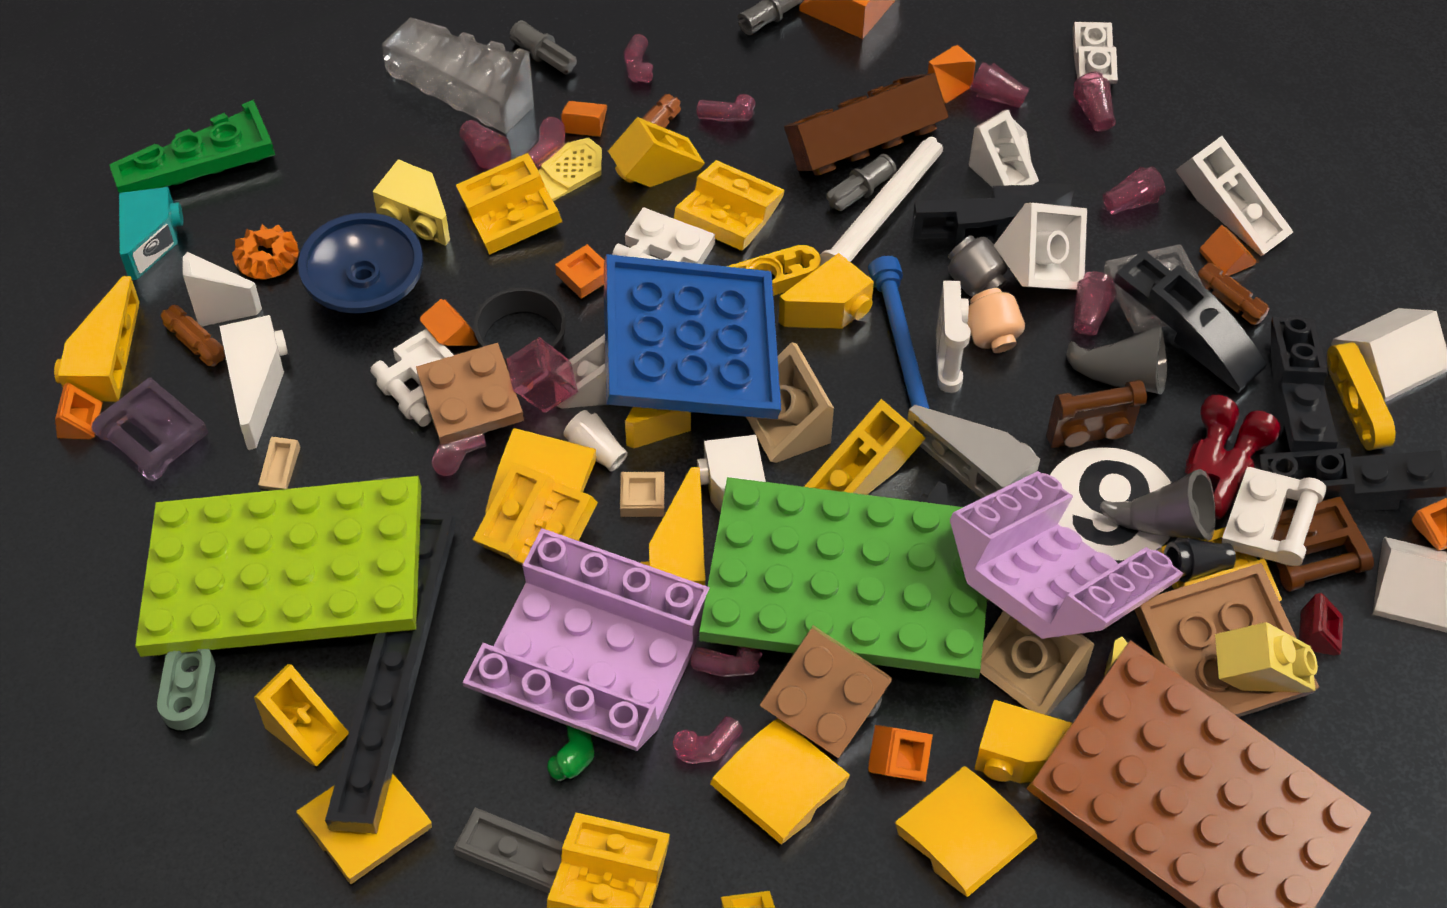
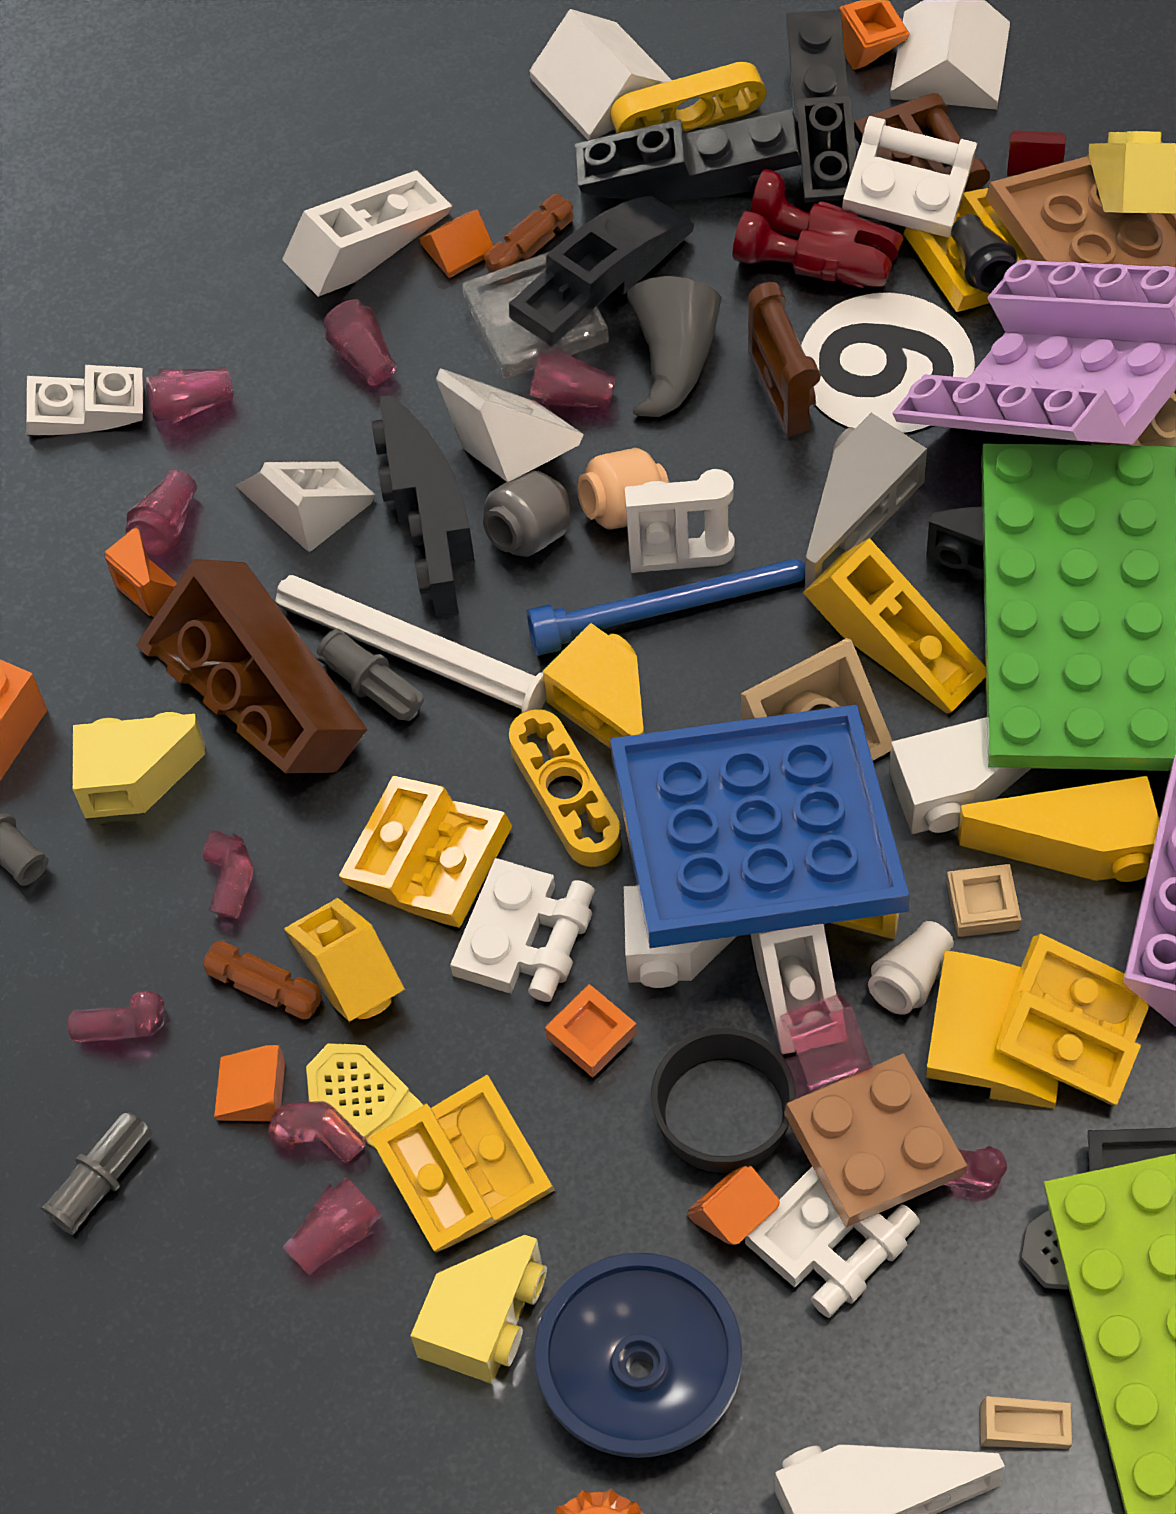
camera: 90 degrees left, 5 degrees up
(462, 72) = (178, 1289): clear wedge -> none
(808, 63) = (132, 762): none -> light yellow slope
(1174, 510) = (917, 278): dark grey hat -> none

